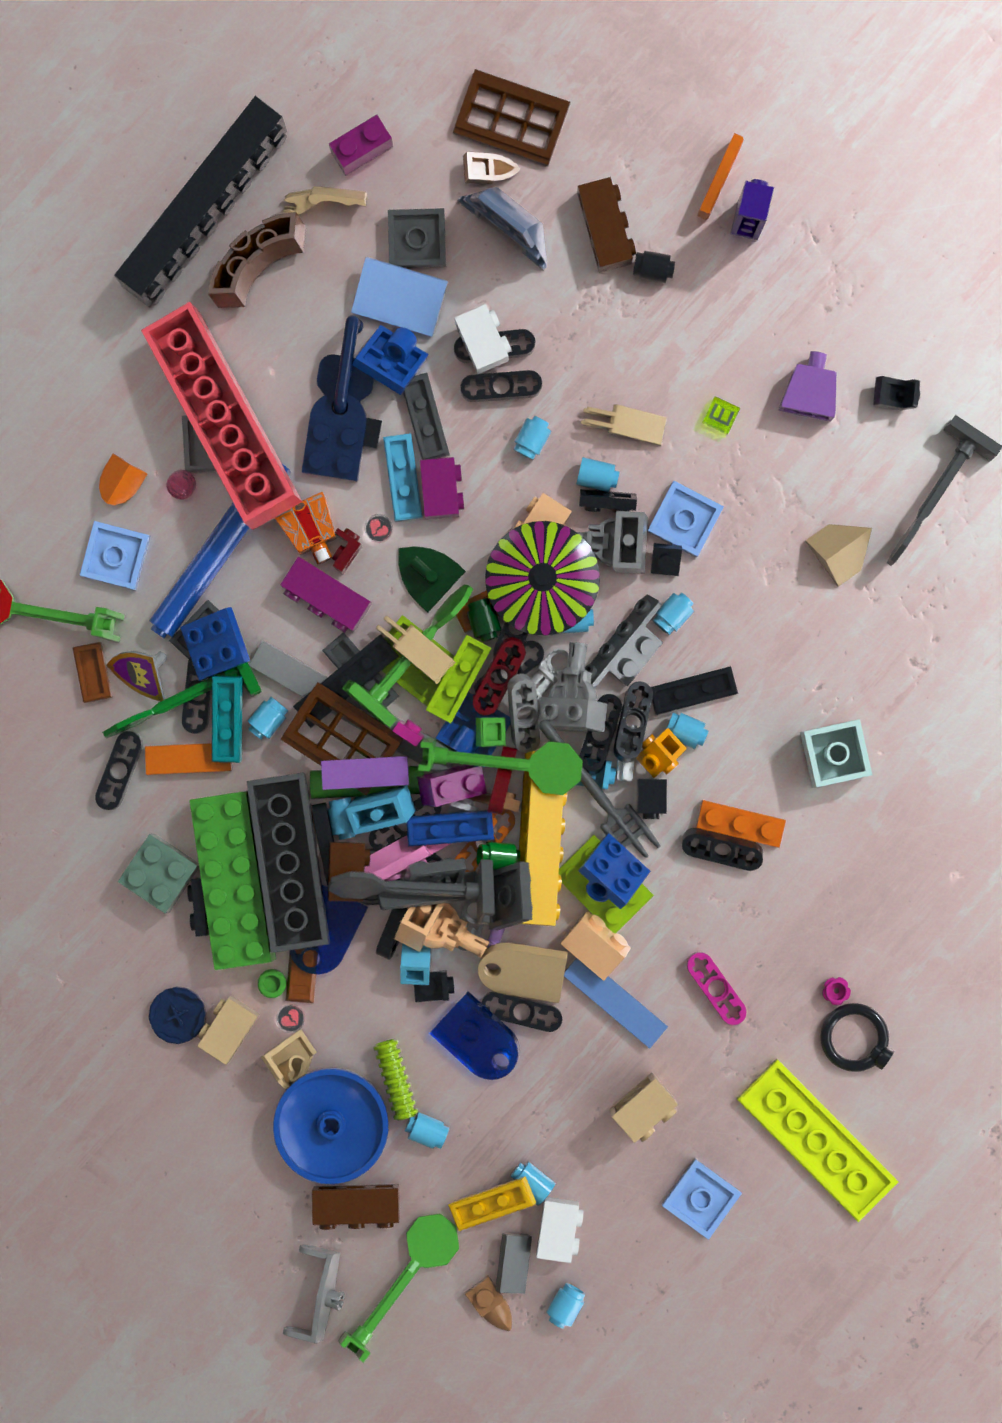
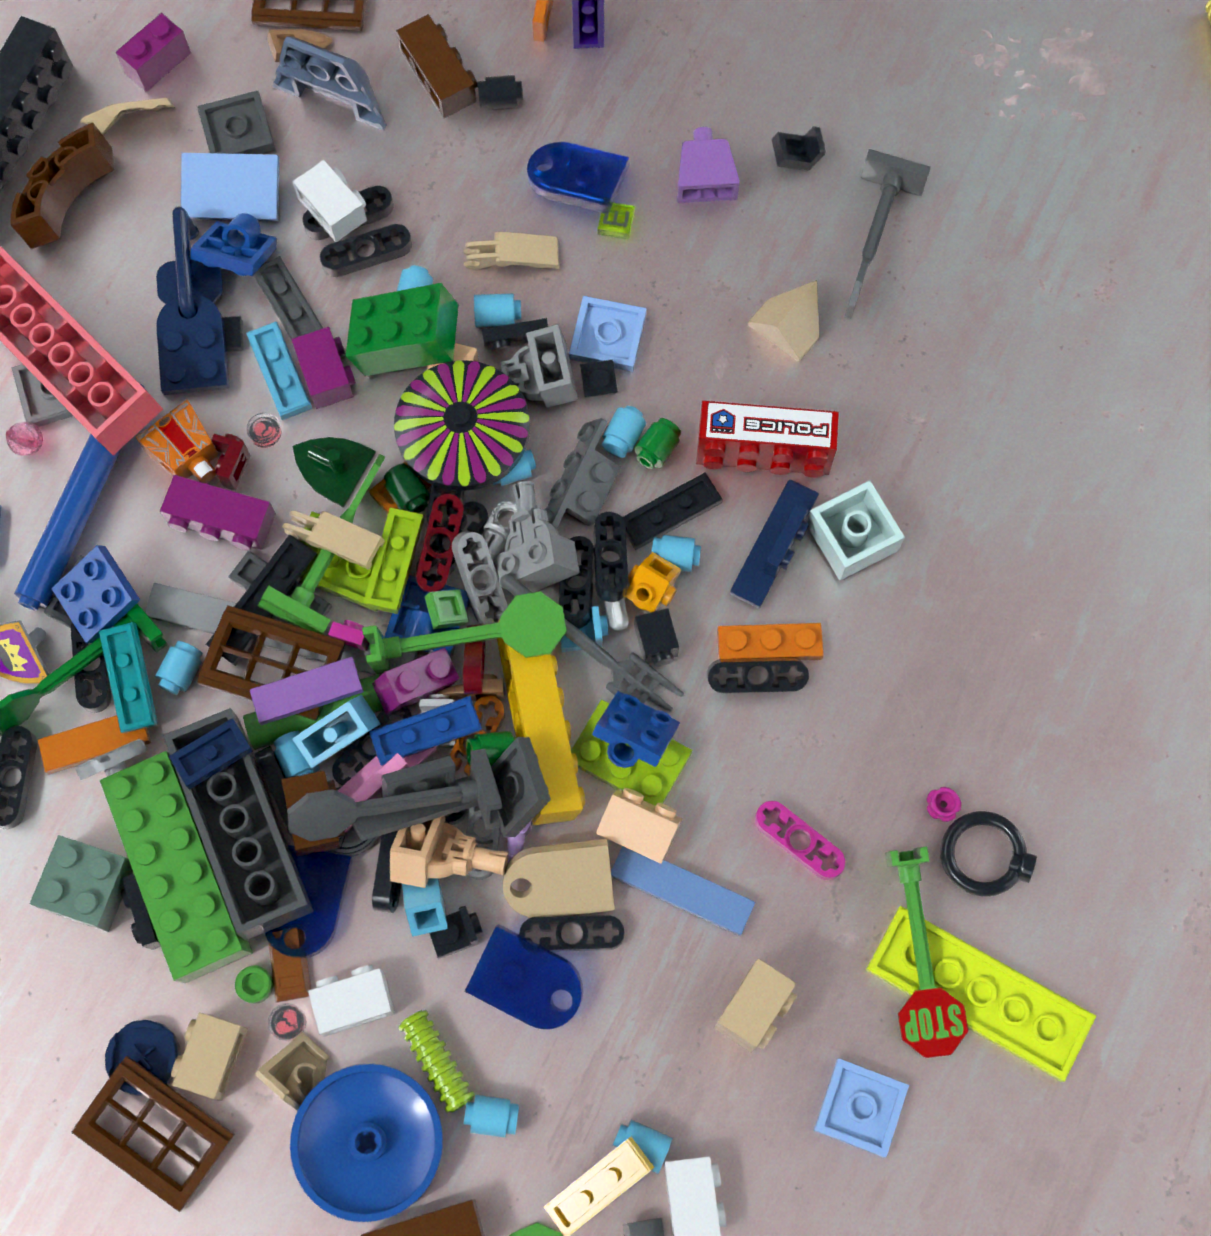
camera: 15 degrees left, 15 degrees down
(153, 1088) = (133, 1163): none -> reddish brown piece
(198, 787) = (111, 761): none -> light grey plate
(281, 809) = (210, 753): none -> dark blue plate
(342, 1018) = (351, 1000): none -> white brick
(514, 479) = (402, 329): none -> green brick
(698, 632) = (657, 443): none -> green brick
(701, 366) = (577, 175): none -> clear blue tile
(770, 742) = (774, 543): none -> dark blue bracket
(774, 1149) = (931, 1017): none -> piece
(787, 656) = (767, 438): none -> brick

